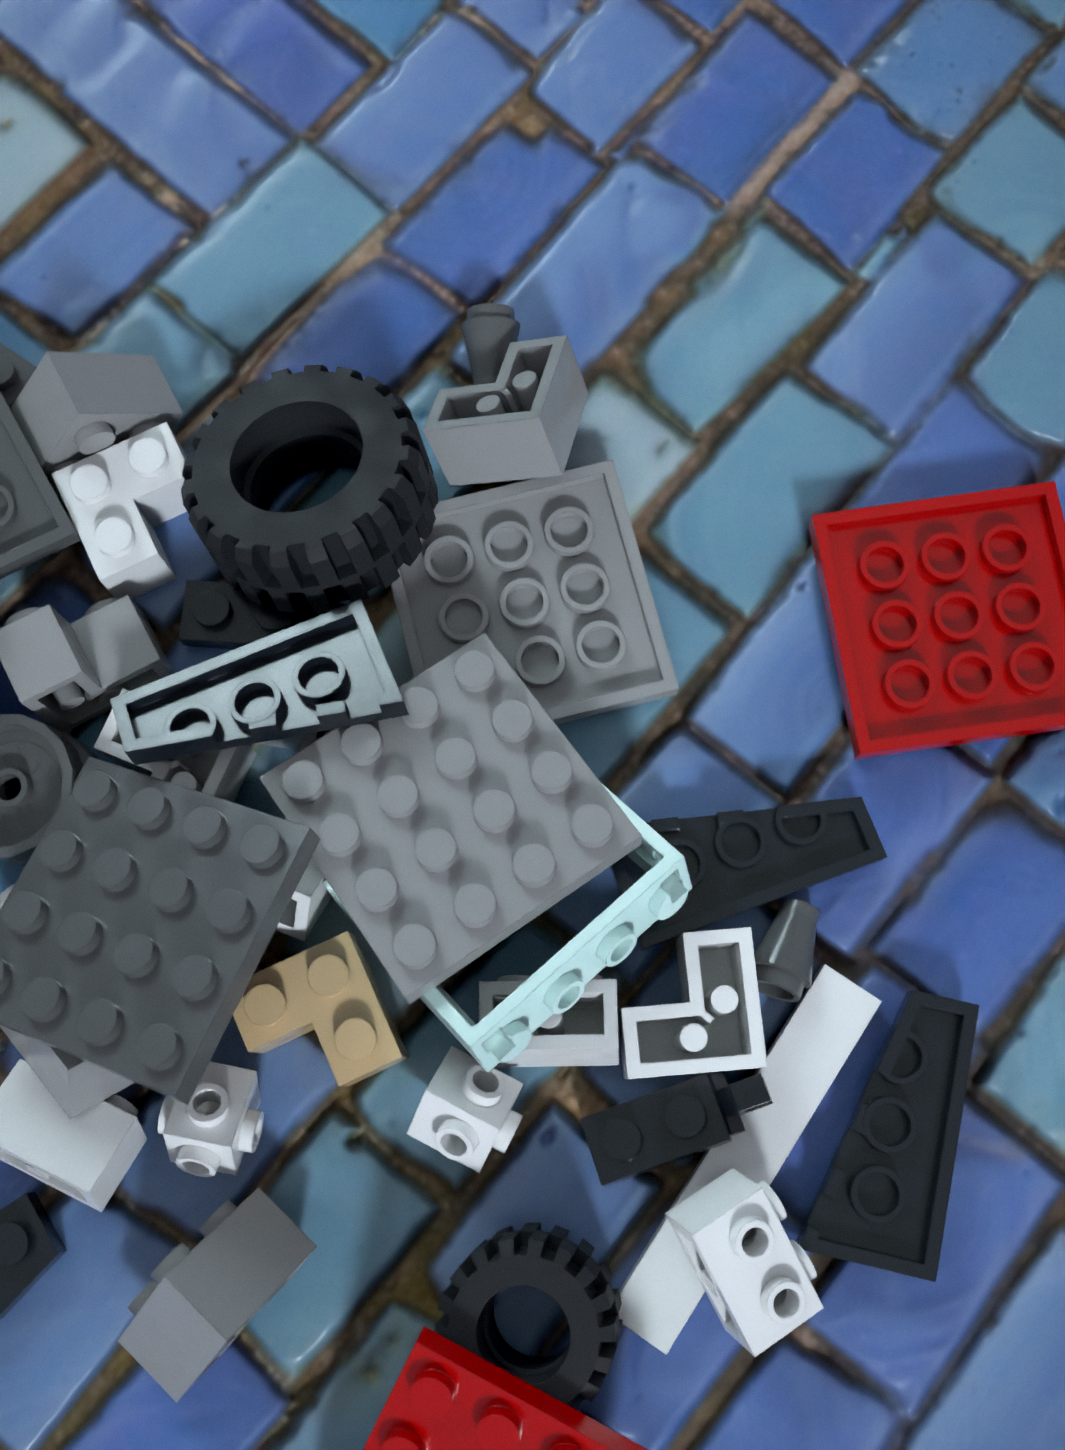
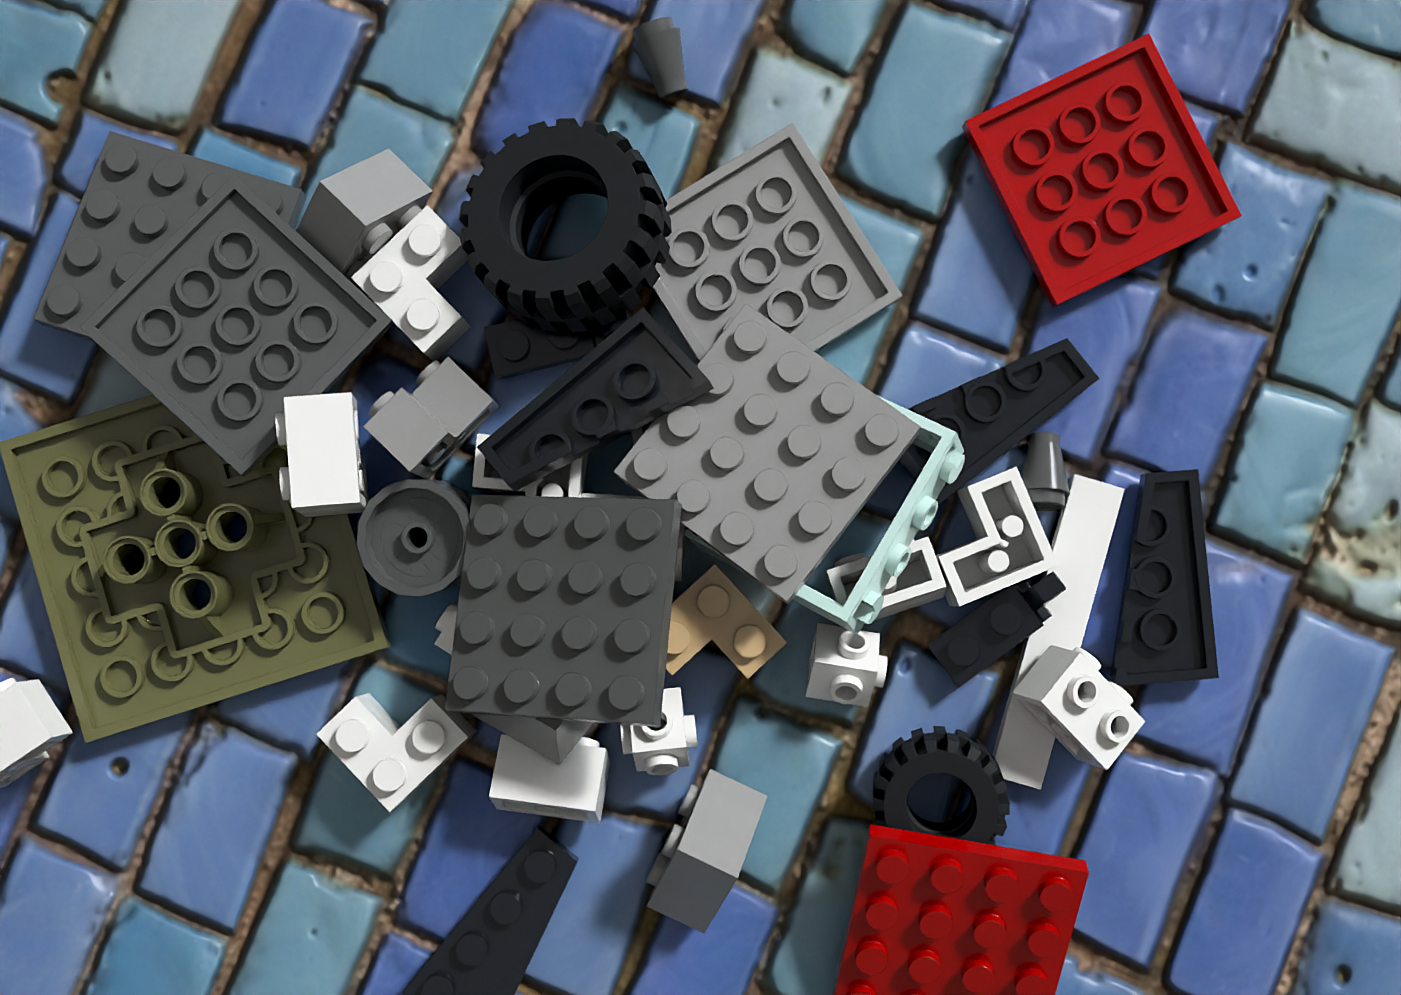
camera: 20 degrees left, 10 degrees up
(515, 425) = (707, 122): light grey brick -> none

